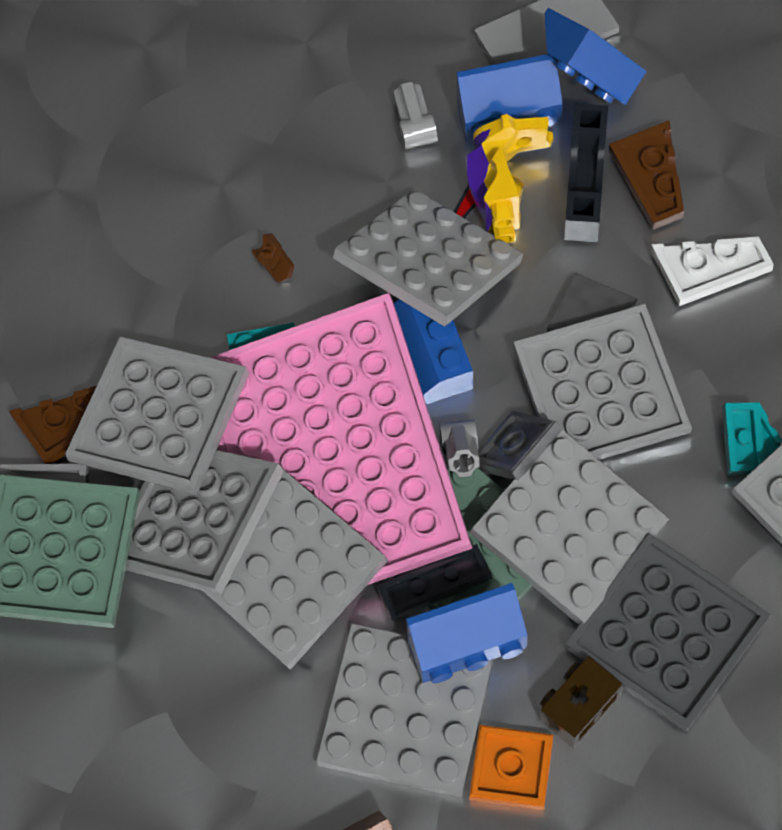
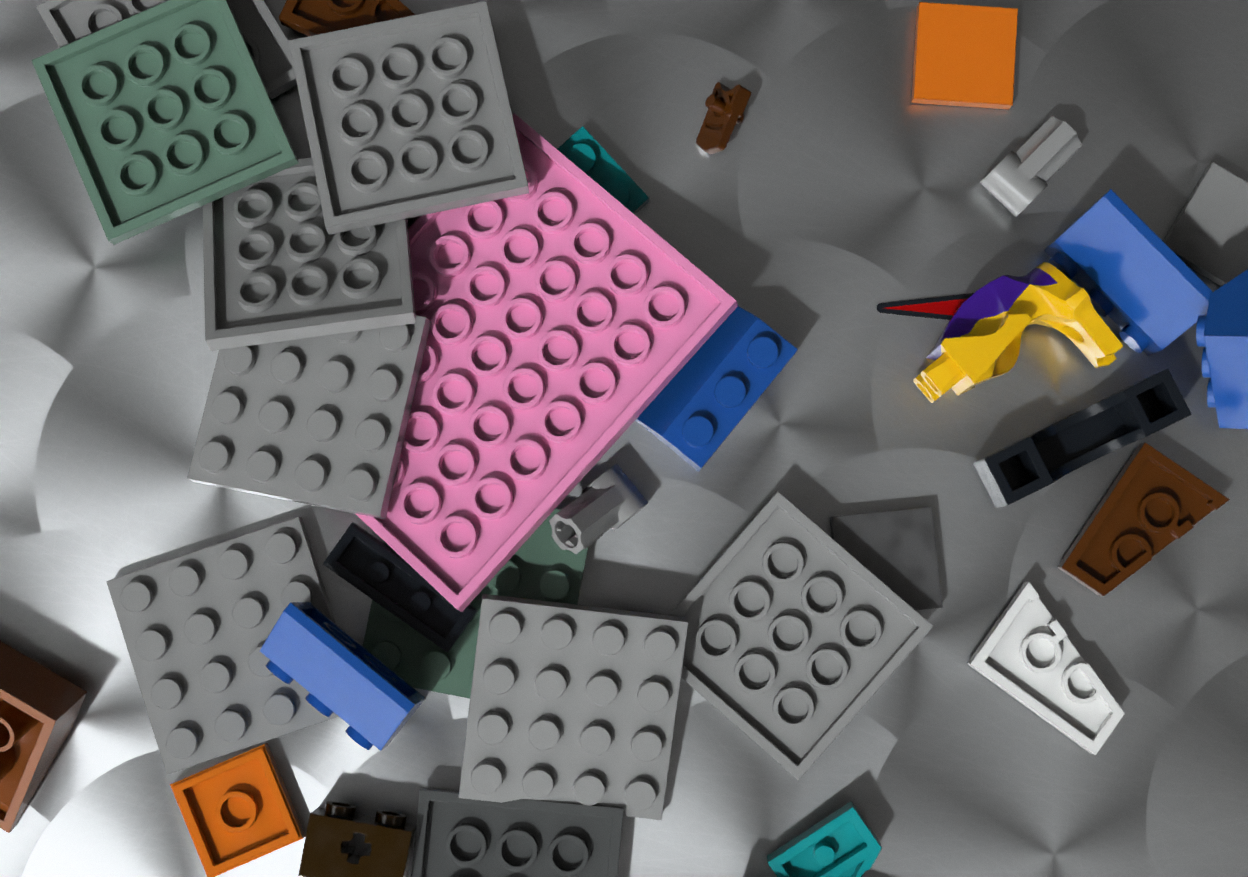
camera: 55 degrees right, 20 degrees up
(327, 118) = (964, 55): none -> orange tile
(428, 257) = (828, 313): light grey plate -> none
(517, 444) = (639, 579): flat silver tile -> none

